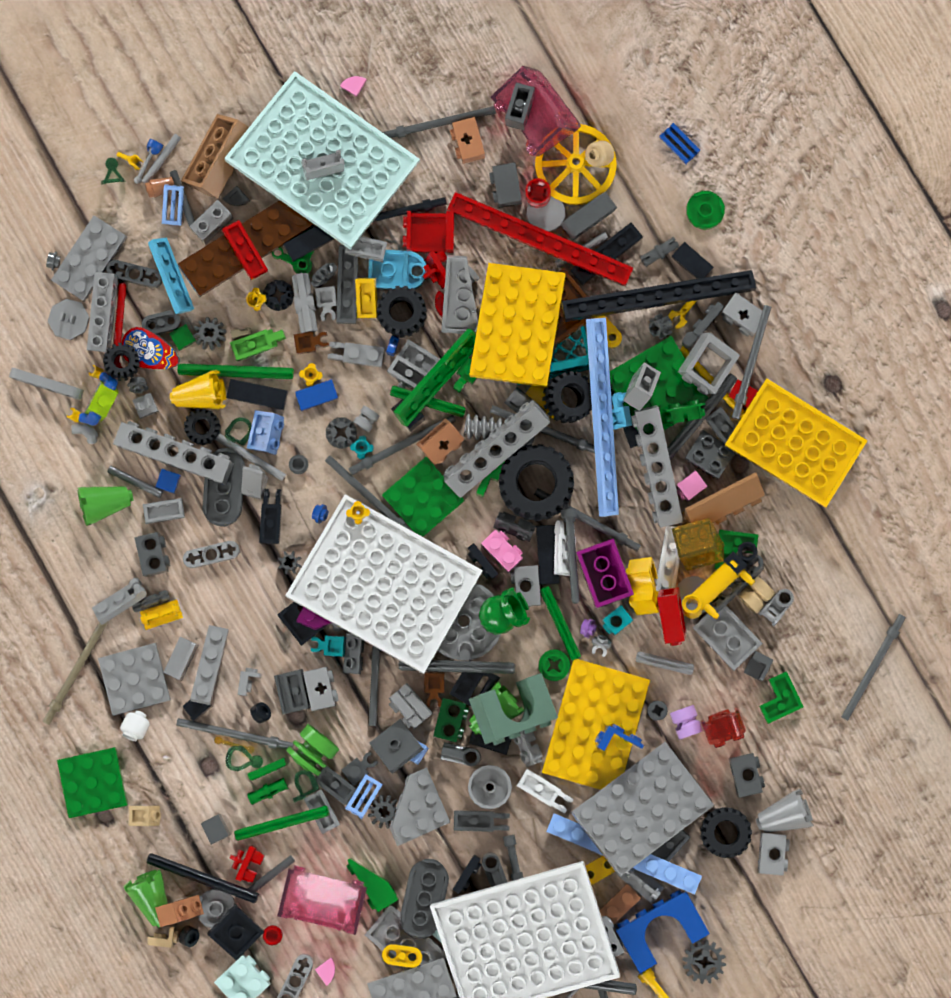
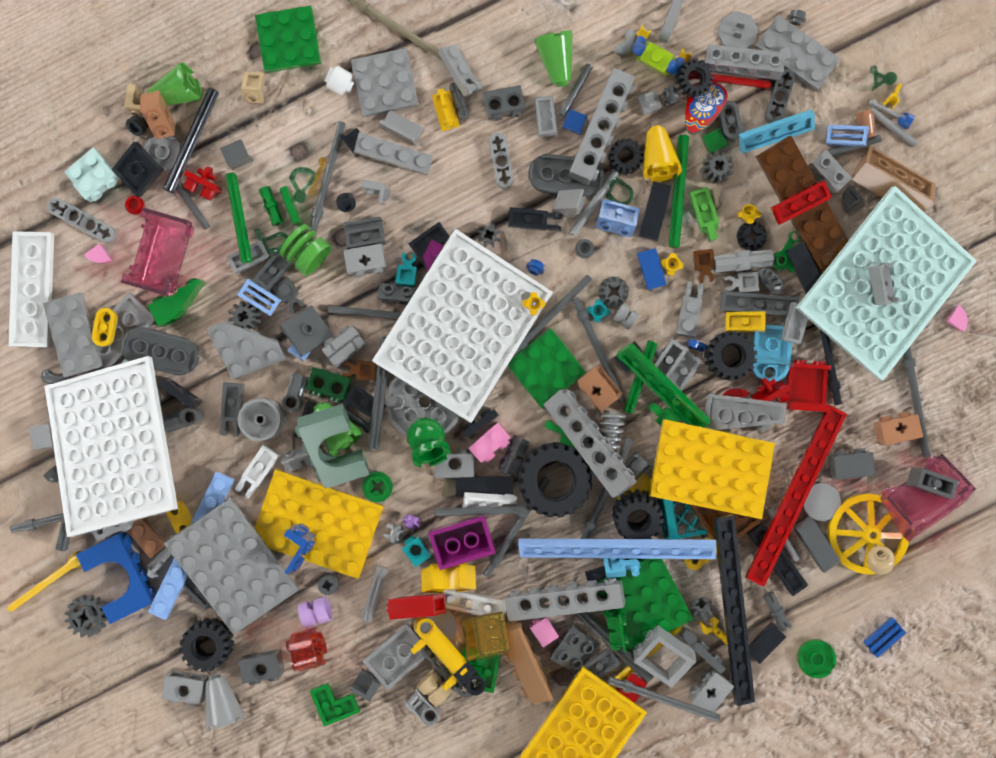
camera: 85 degrees right, 5 degrees up
(510, 842) = (179, 440): dark grey bar -> none
(538, 193) = (843, 496): red wheel -> none
(560, 623) = (417, 495): green axle -> none
(641, 386) = (644, 591): light grey brick -> none

